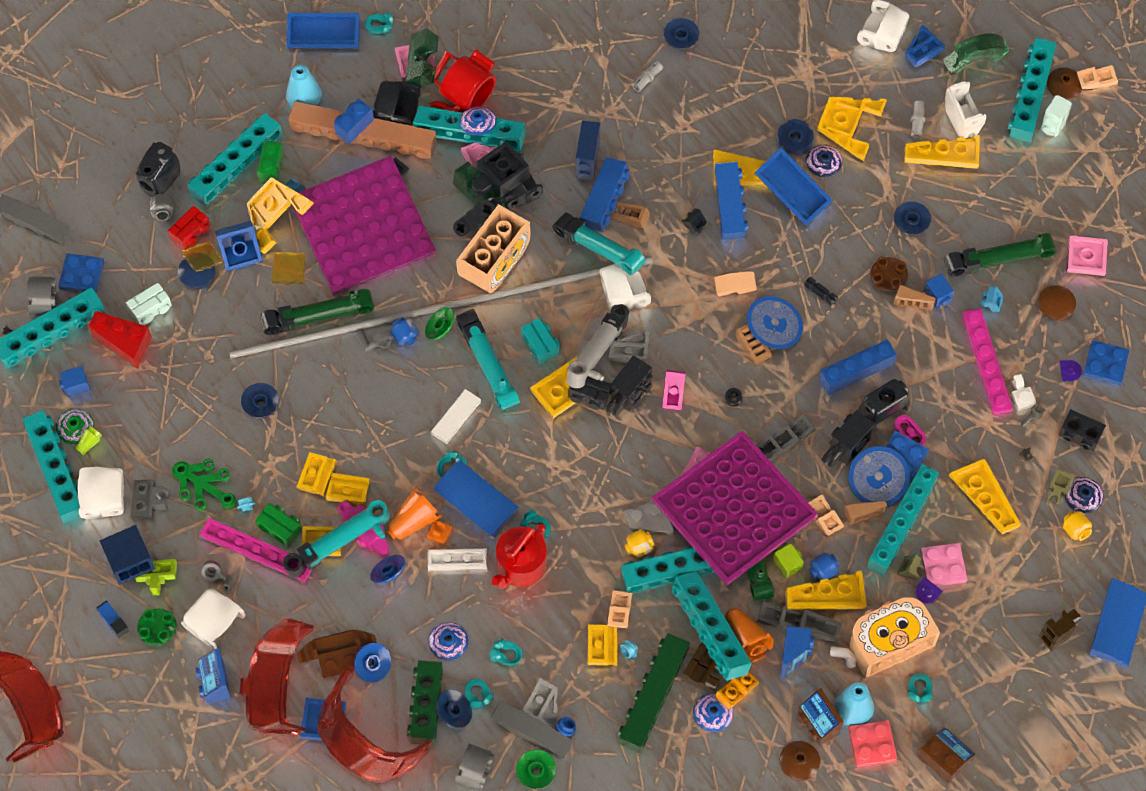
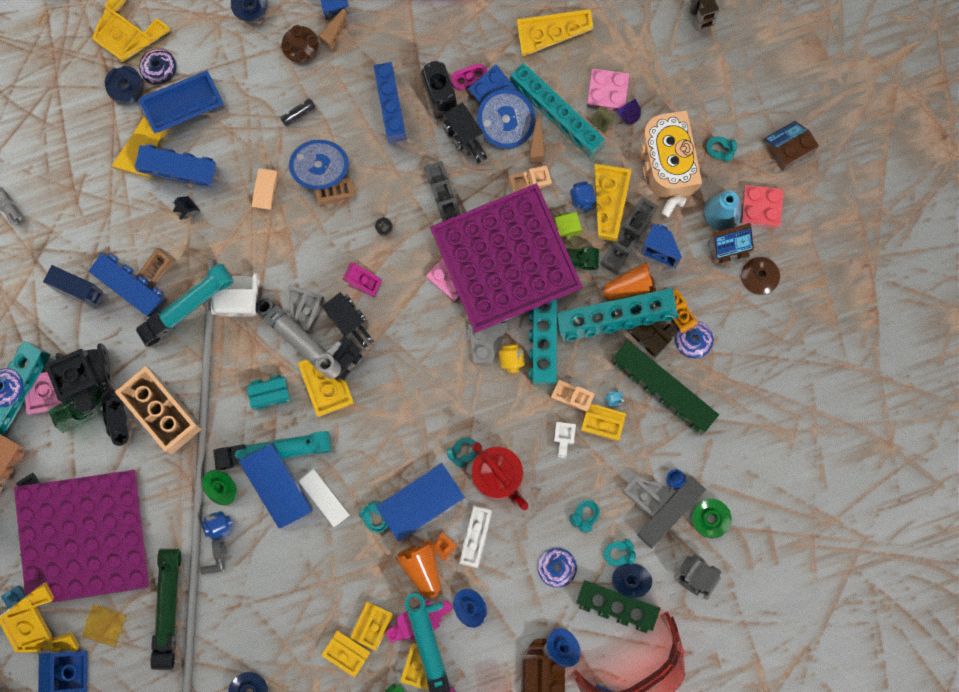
camera: 70 degrees left, 15 degrees up
(455, 369) = (276, 485): none -> blue slope
(578, 612) = (564, 435): none -> white plate

